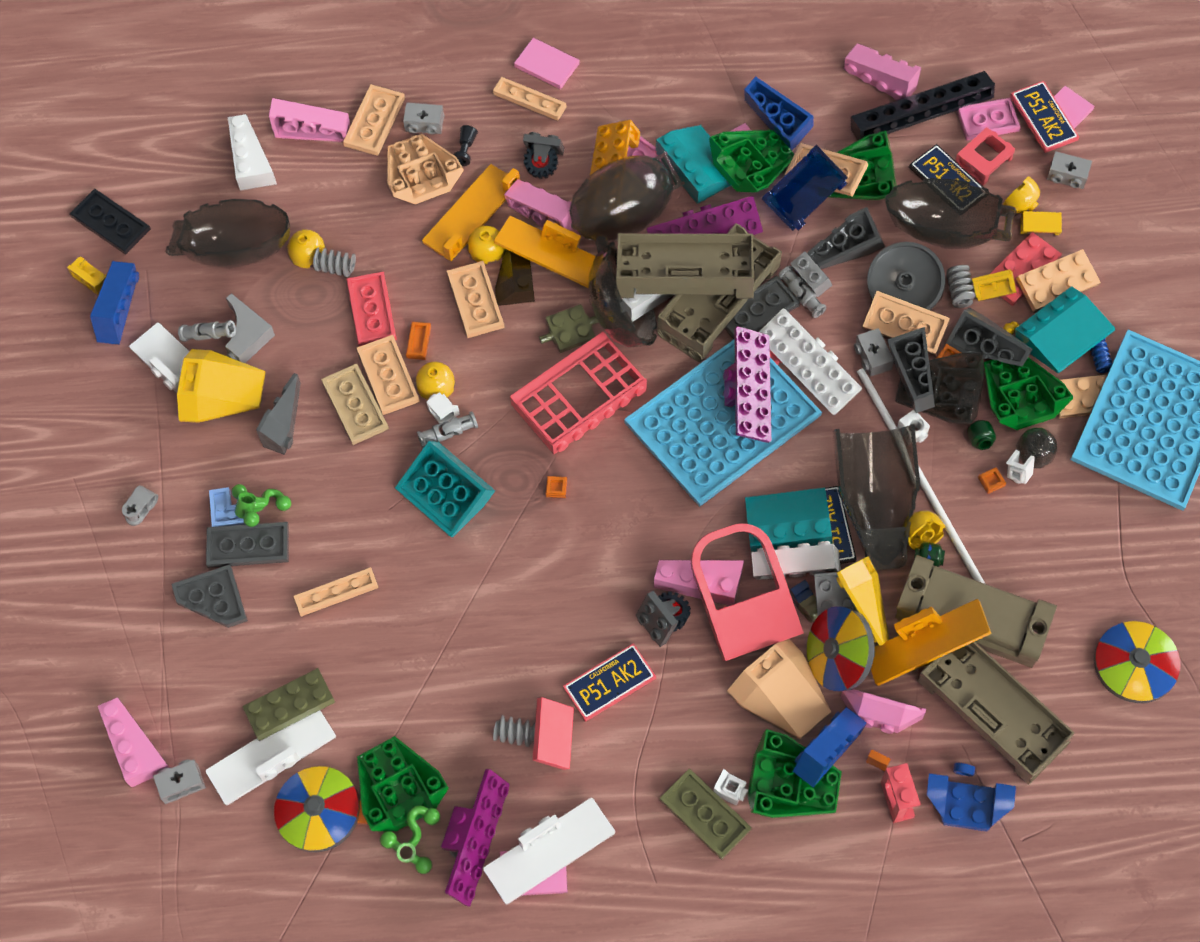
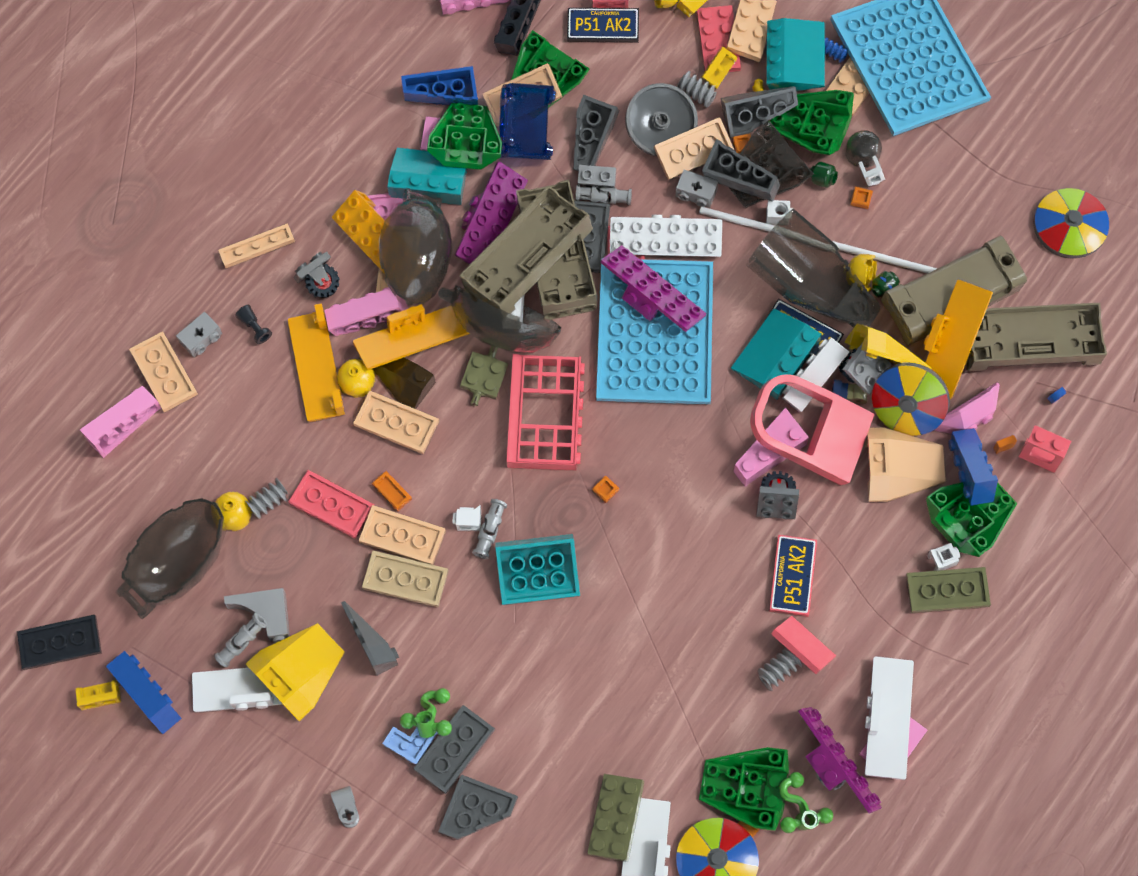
camera: 50 degrees left, 5 degrees up
(250, 162) = (106, 489): white wedge -> none
(335, 592) = (552, 713): light nougat plate -> none
(421, 169) = (243, 371): light nougat wedge -> none
(435, 378) = (439, 505): yellow cylinder -> none
(546, 63) = (235, 209): bright pink tile -> none
(949, 213) = (640, 46): clear smoke windscreen -> none
(969, 804) = (1086, 410): blue piece -> none

